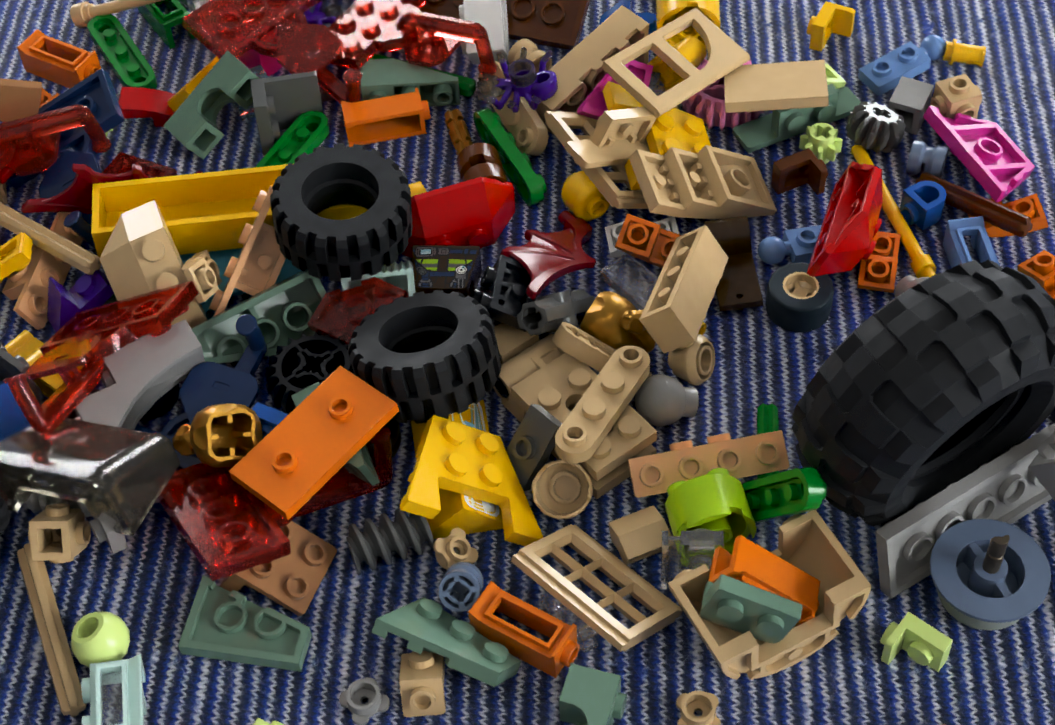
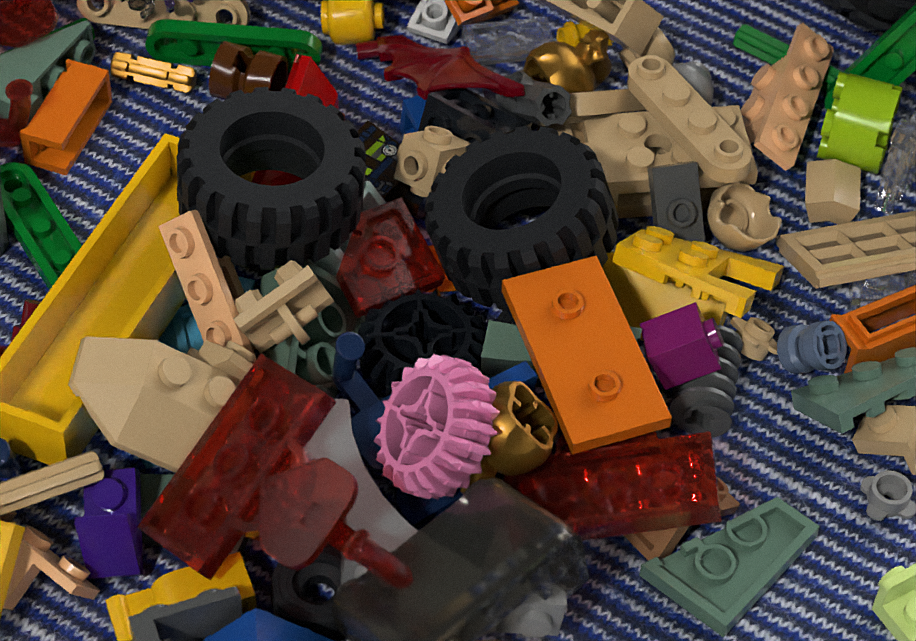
camera: 65 degrees left, 0 degrees up
(191, 392) = (436, 427): none -> bright pink gear
(257, 279) = (283, 310): none -> tan hips
(375, 497) = (682, 345): none -> magenta brick
(454, 278) = (424, 156): none -> tan brick

